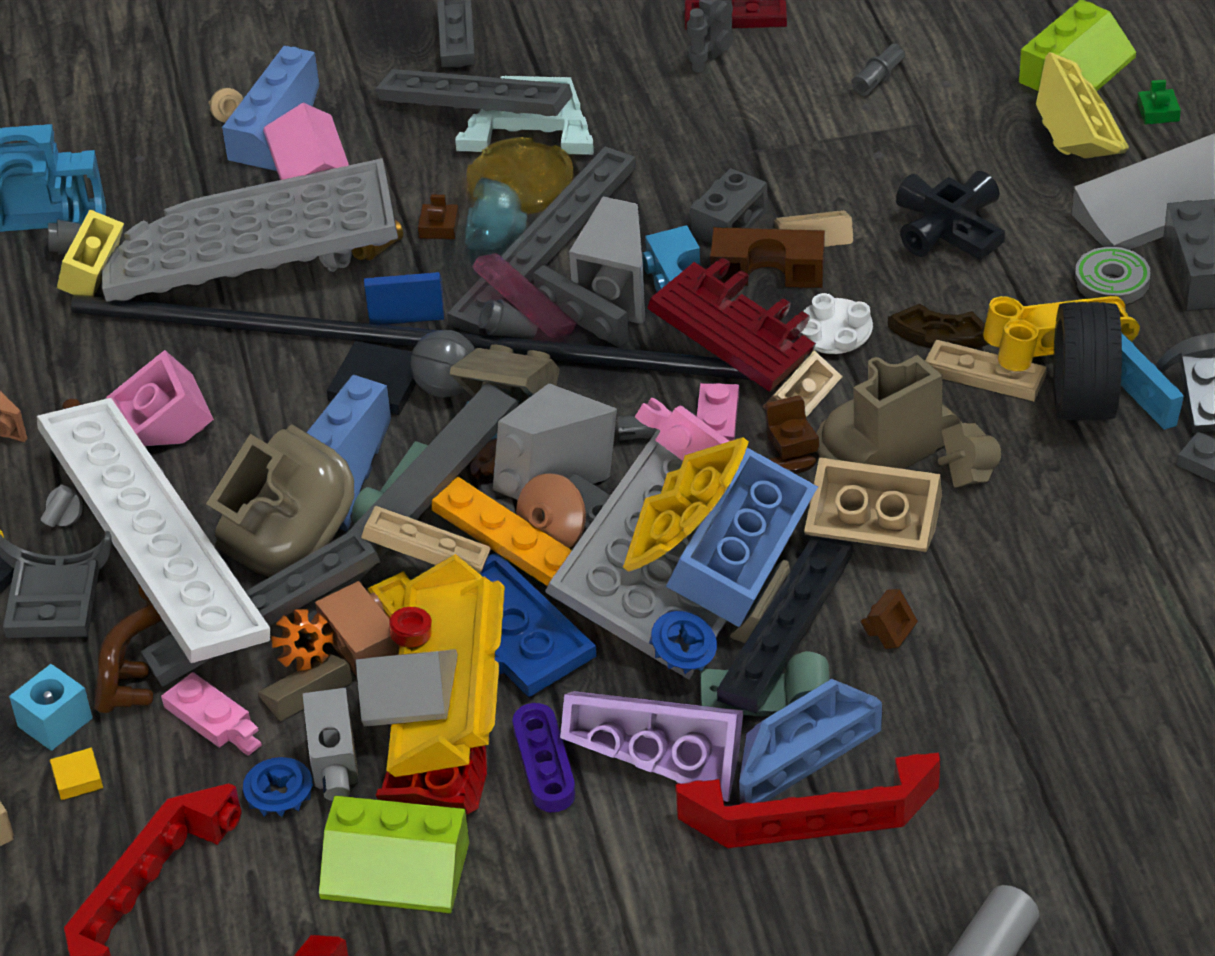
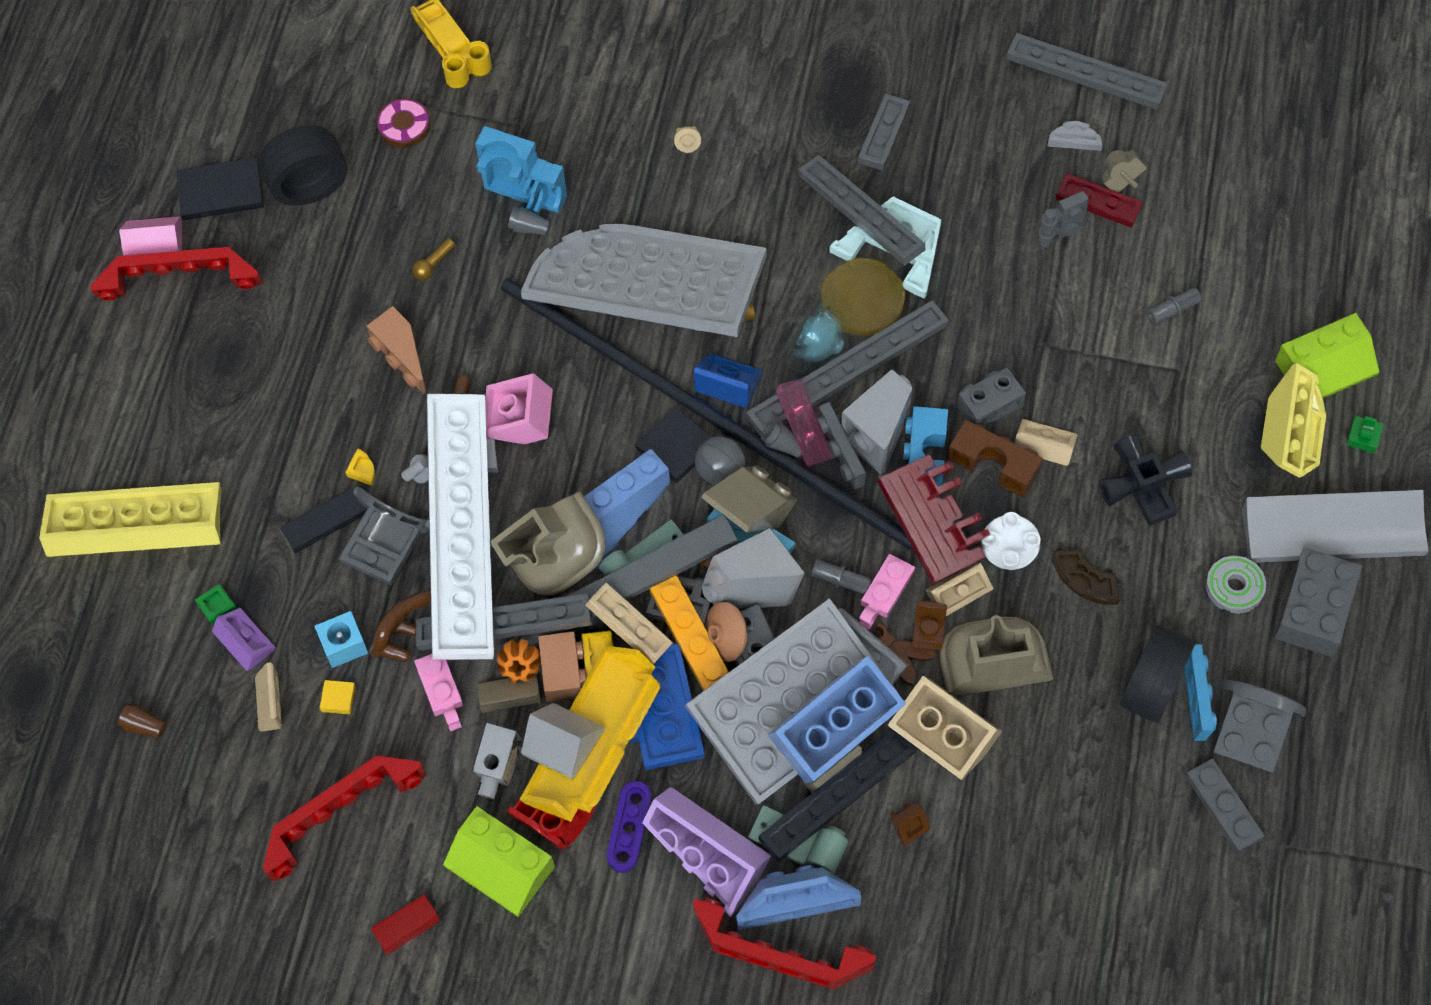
camera: 25 degrees right, 20 degrees up
(88, 254) = (528, 252): light yellow brick -> none
(280, 772) = (442, 762): blue gear -> none
(281, 87) = (716, 162): medium blue wedge -> none
(304, 142) = (721, 212): bright pink slope -> none
(410, 626) = (587, 689): red tile -> none
(438, 219) = (785, 315): reddish brown tile -> none
(679, 430) = (838, 626): bright pink plate -> none
(684, 501) = (797, 690): yellow brick -> none
(693, 631) = (770, 776): blue gear -> none
(969, 454) = (1039, 707): dark tan piece -> none
(984, 371) = (1096, 630): tan tile -> none
(1030, 330) = (1144, 615): yellow piece -> none

